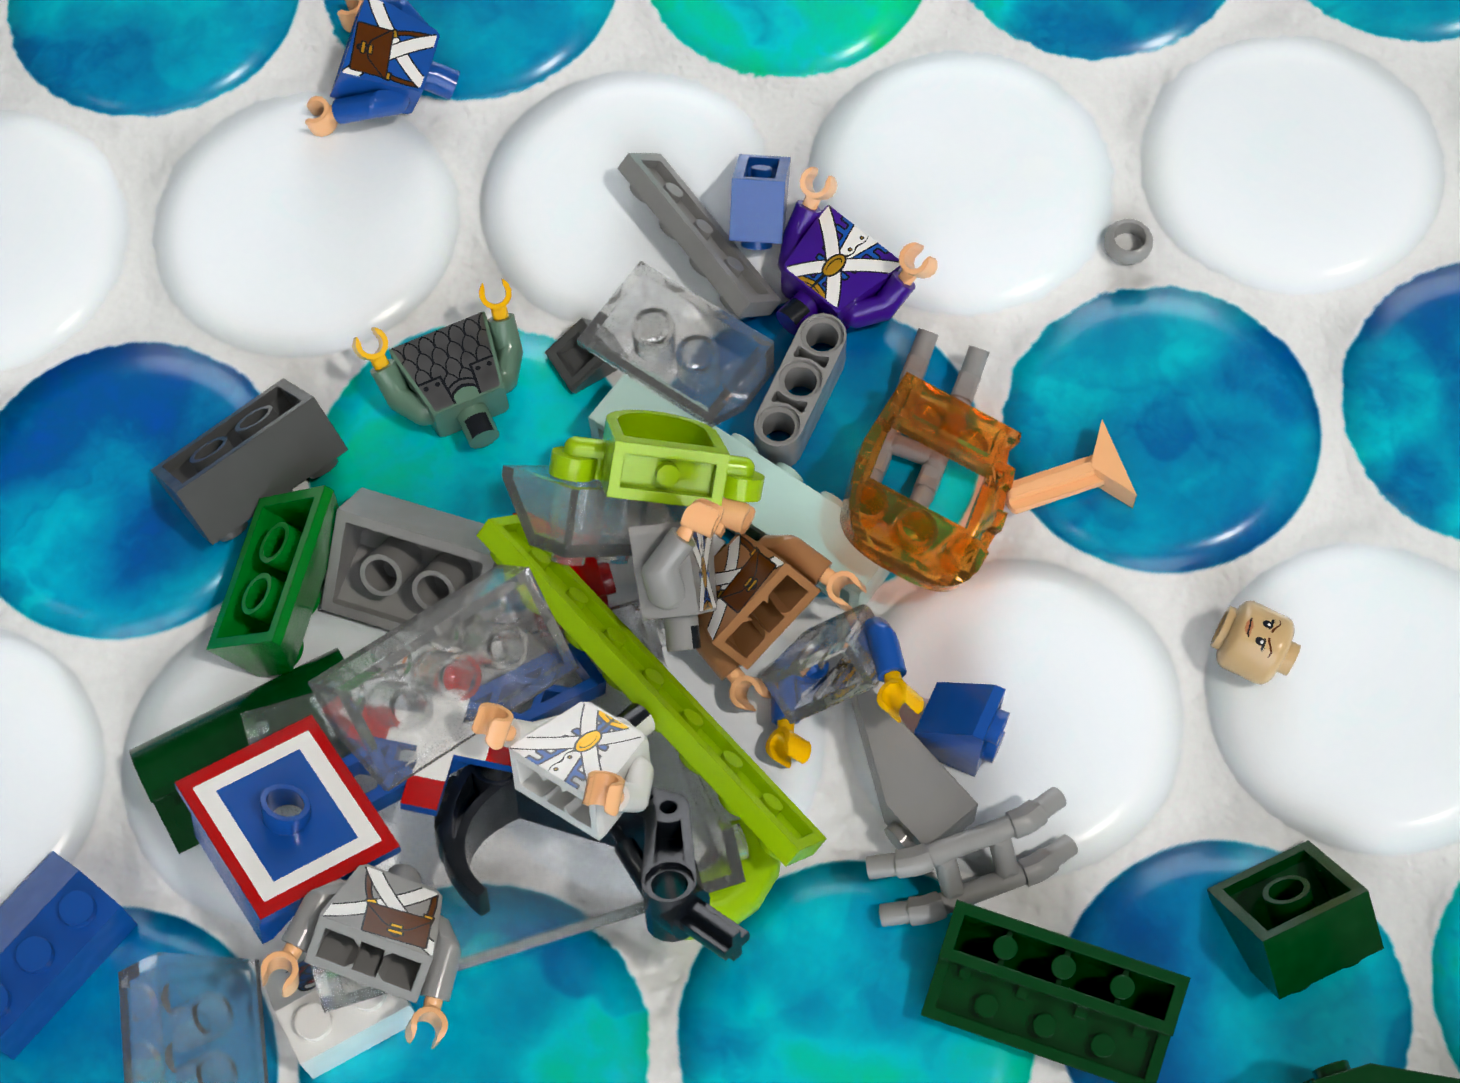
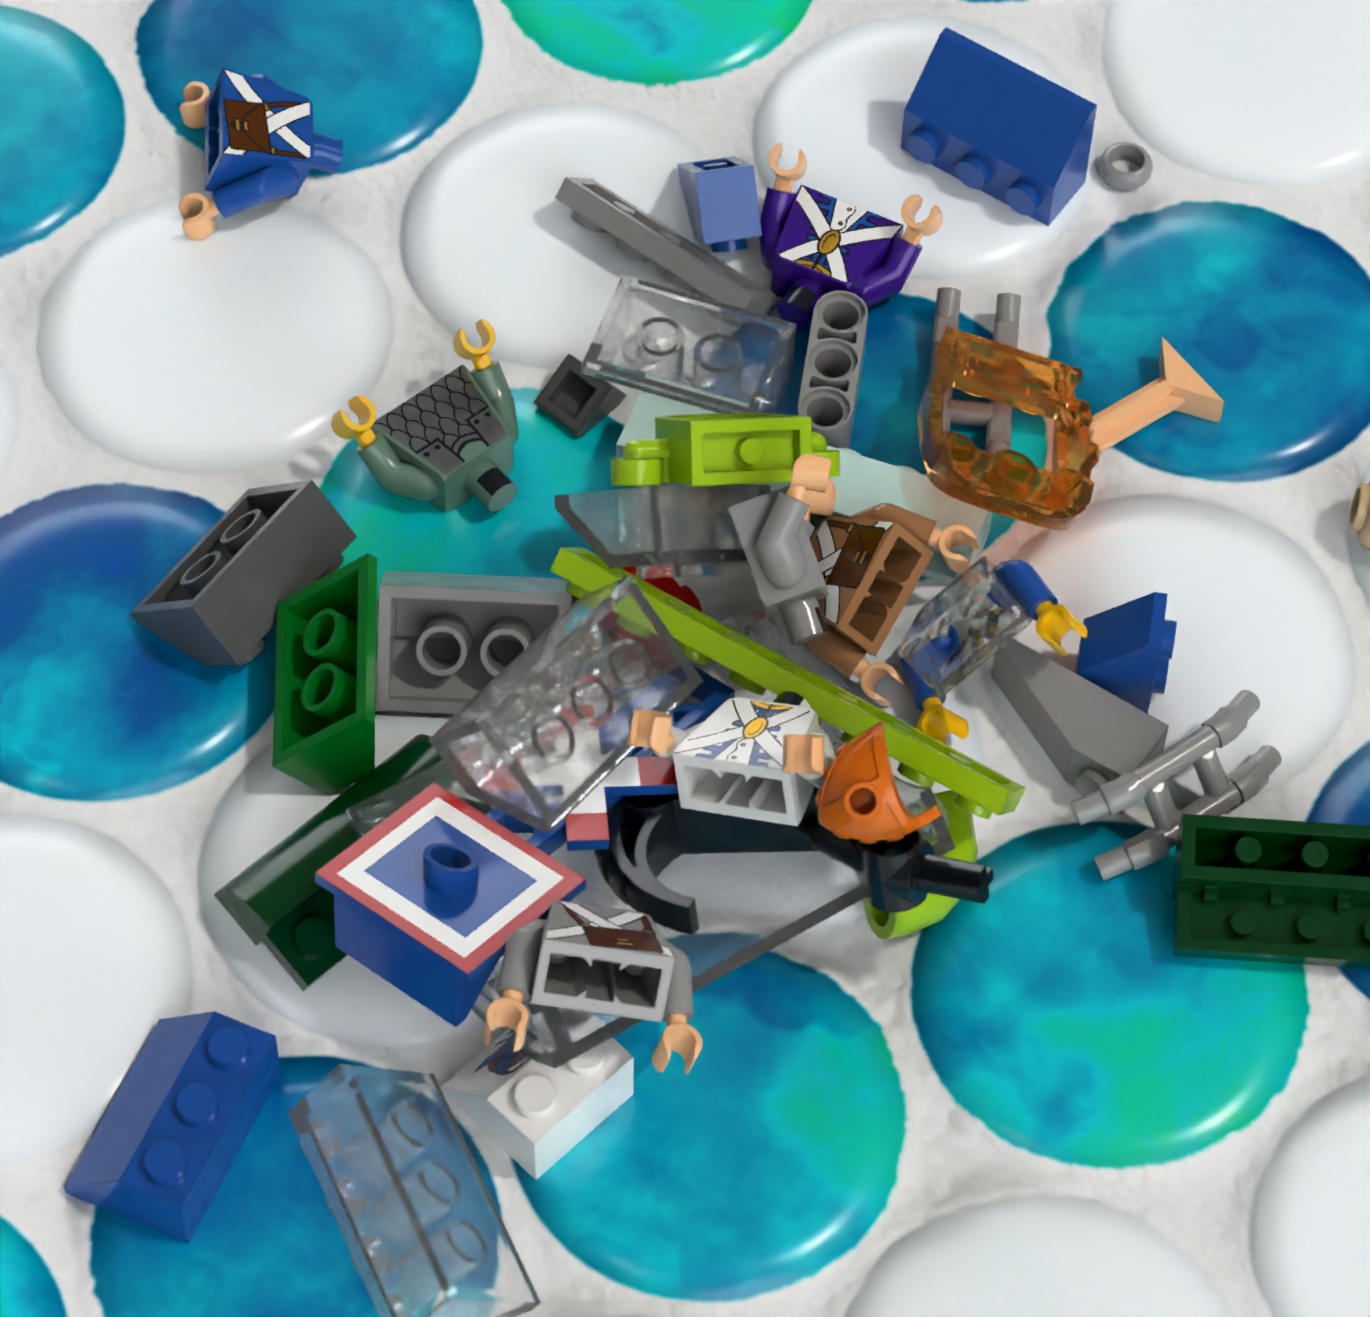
camera: 20 degrees left, 10 degrees down
(643, 843) = (861, 794): none -> orange helmet
(1019, 188) = (999, 127): none -> blue slope

